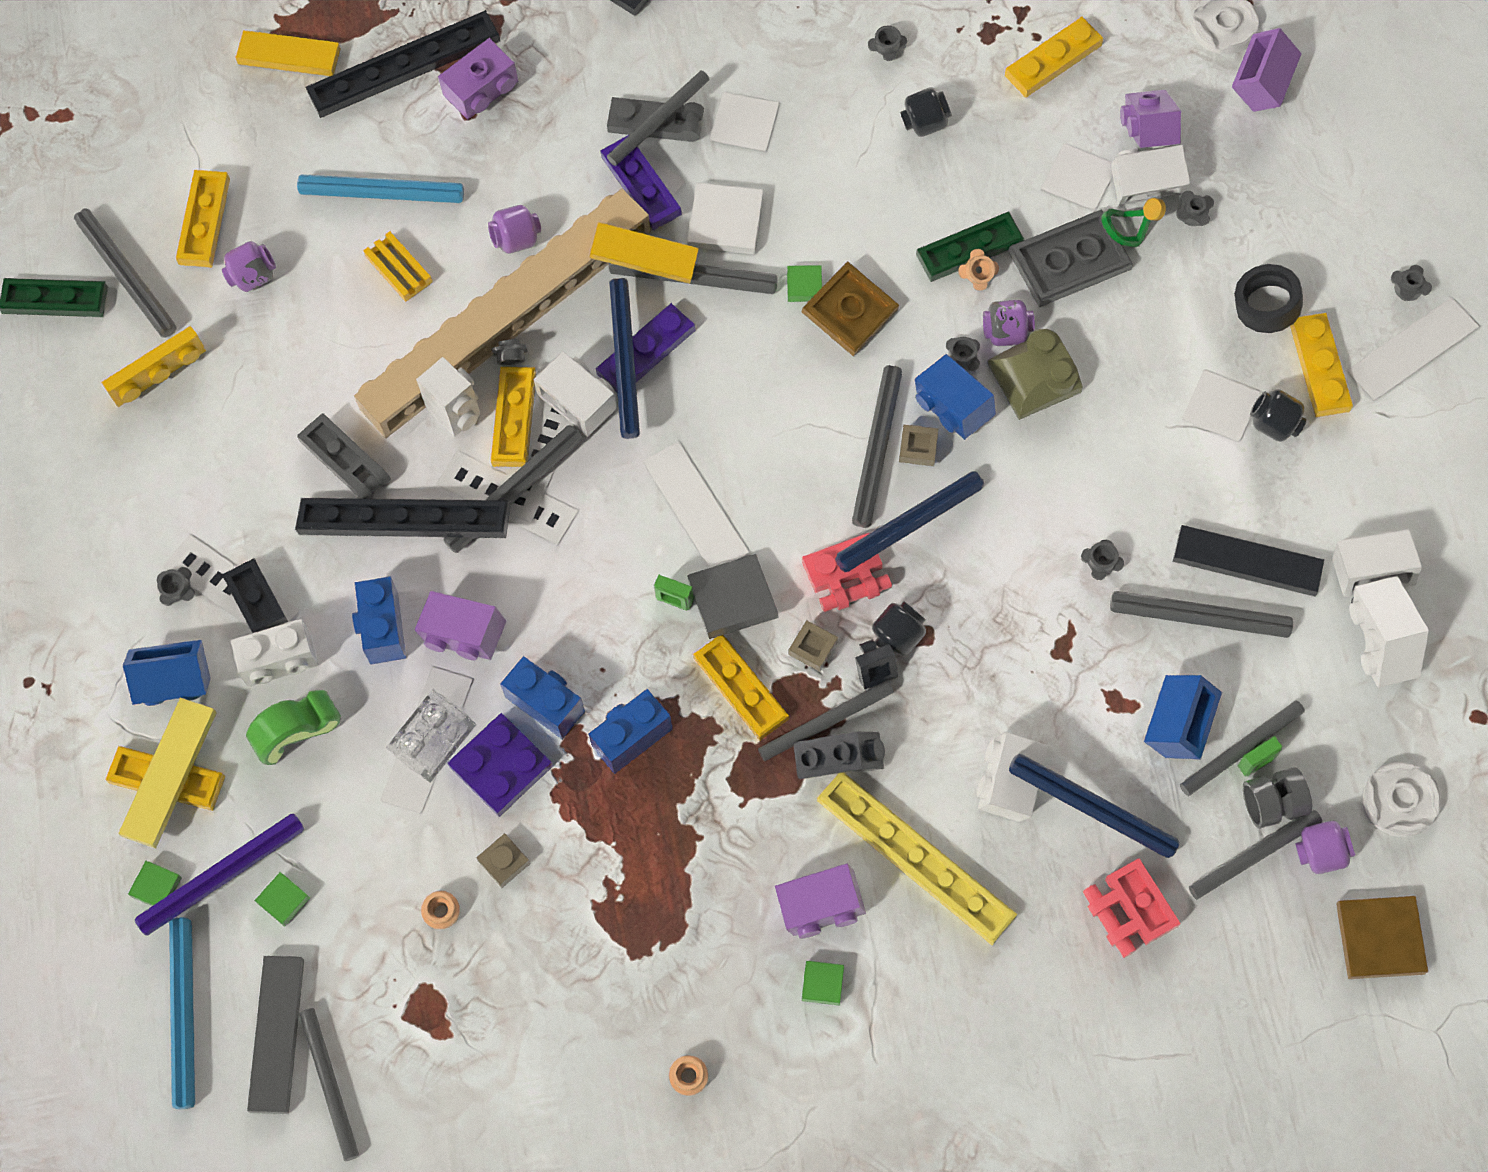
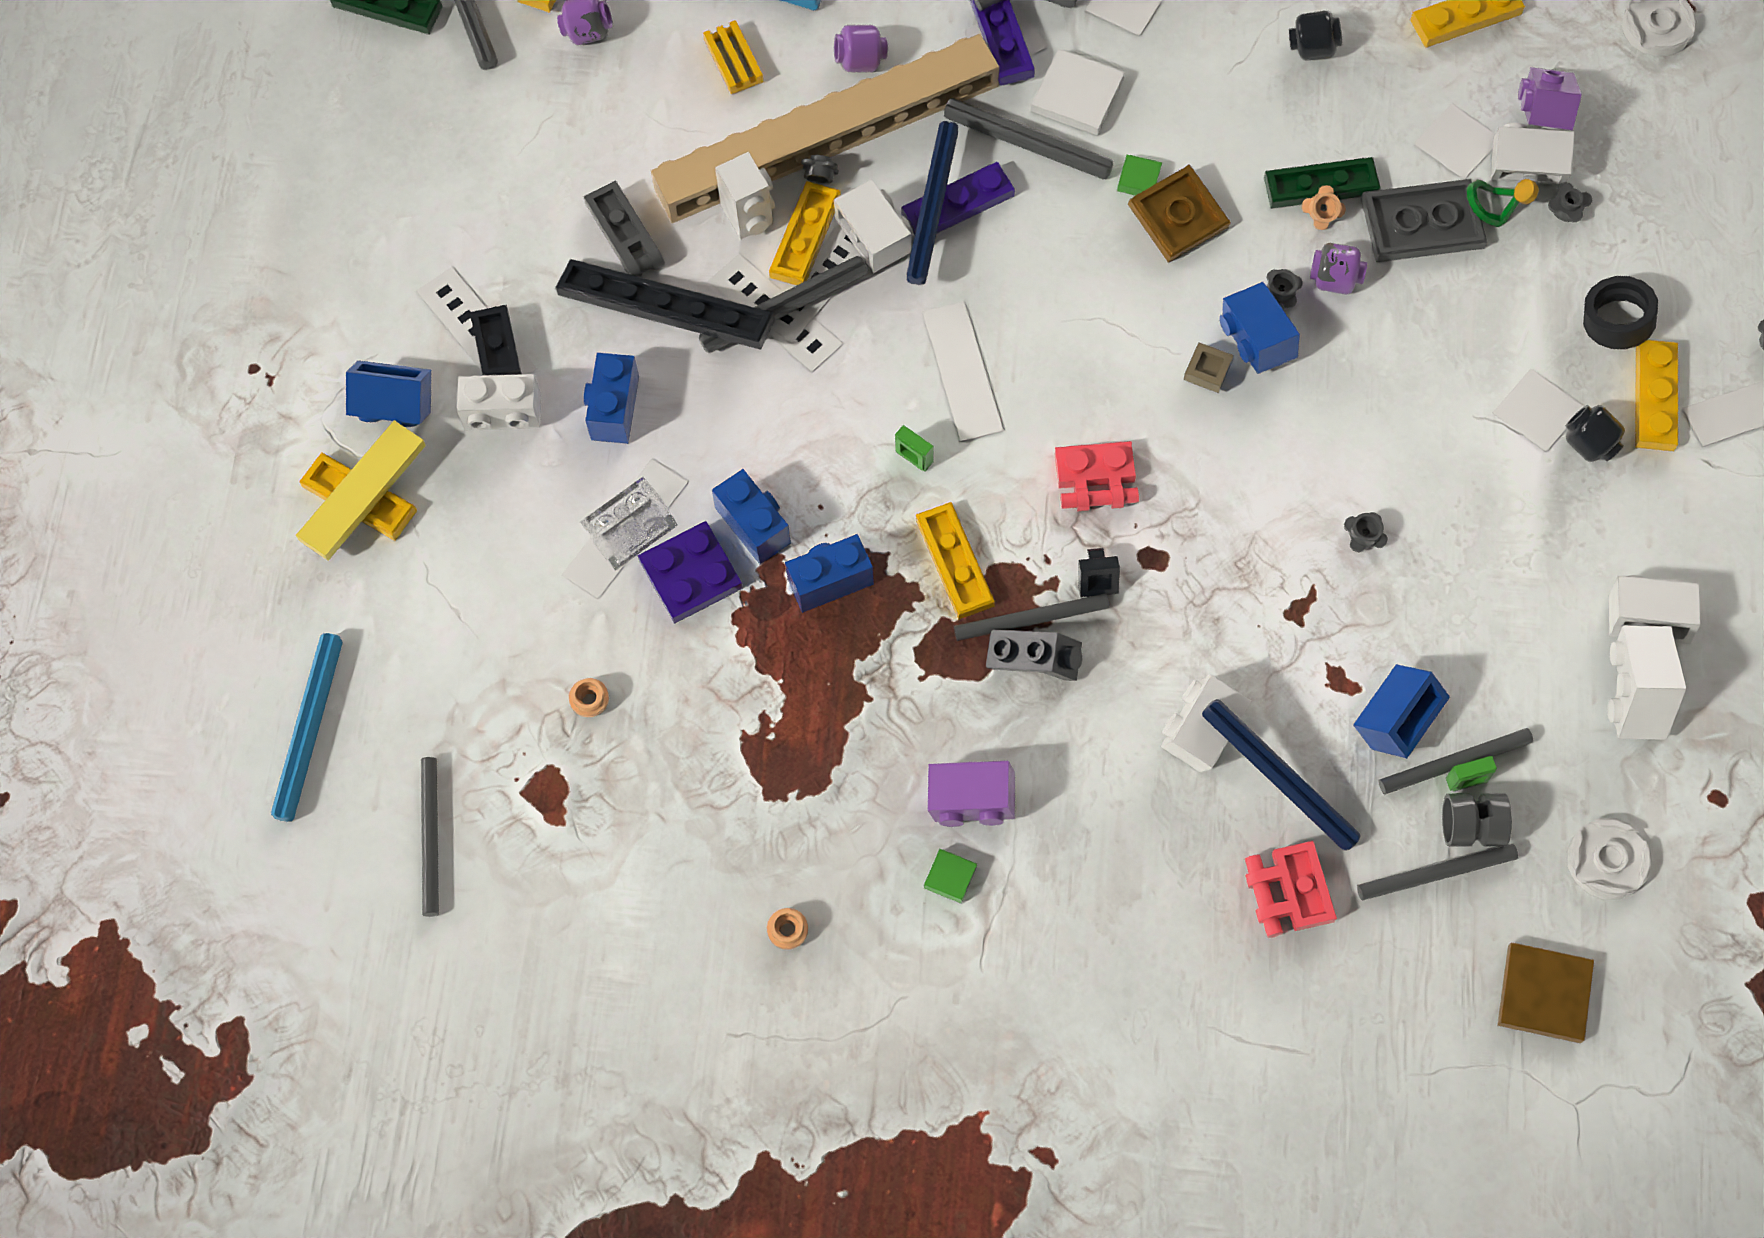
camera: 15 degrees right, 0 degrees up
(154, 366) = (464, 93): yellow plate -> none
(154, 884) = (317, 597): bright green tile -> none
(165, 583) = (415, 305): dark grey plate -> none
(219, 874) = (382, 602): dark purple axle -> none
(275, 1035) = (391, 774): dark grey tile -> none
(282, 899) = (436, 644): bright green tile -> none
(291, 722) = (495, 473): bright green animal -> none
(460, 626) = (690, 424): medium lavender brick -> none
(503, 860) = (665, 666): dark tan plate -> none
(643, 252) = (983, 103): yellow tile -> none
(732, 596) = (972, 468): dark grey tile -> none
(813, 645) = (1040, 538): dark tan plate -> none
(877, 446) = (1165, 358): dark grey axle -> none
(900, 628) = (1134, 544): black head -> none
(909, 521) = (1175, 440): dark blue axle -> none
(917, 858) = (1084, 779): light yellow tile -> none
(1036, 373) = (1353, 327): olive slope -> none
(1201, 614) = (1453, 614): dark grey axle -> none
(1248, 560) = (1519, 573): black tile -> none
(1266, 70) = (1688, 79): medium lavender brick -> none
(1325, 847) = (1512, 884): medium lavender head -> none

